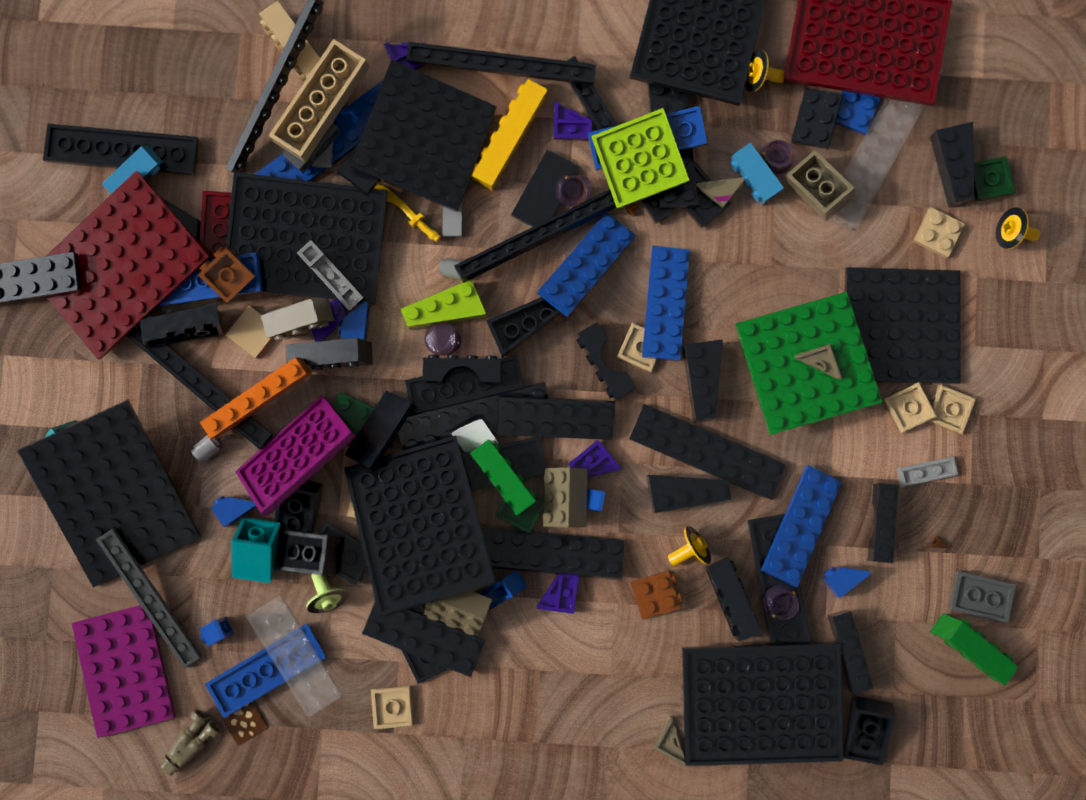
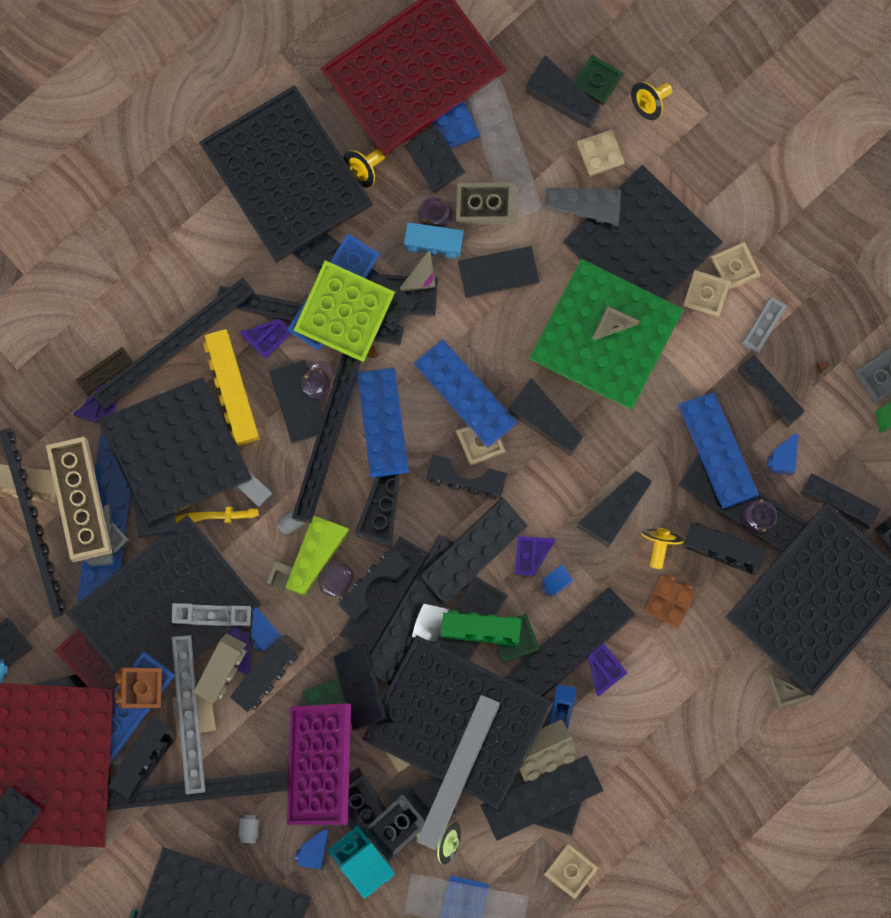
camera: 45 degrees left, 5 degrees down
(245, 328) = (188, 714): none -> light grey tile
(255, 398) = (249, 754): orange brick -> none
(379, 561) = (458, 772): none -> light grey tile
(406, 296) = (279, 576): none -> dark tan panel
(436, 35) = (104, 371): none -> dark brown tile
(565, 497) = (538, 598): dark tan brick -> none
(707, 451) = (601, 466): black plate -> none
(778, 242) = (498, 271): none -> black tile
(895, 261) = (590, 203): none -> dark grey wing

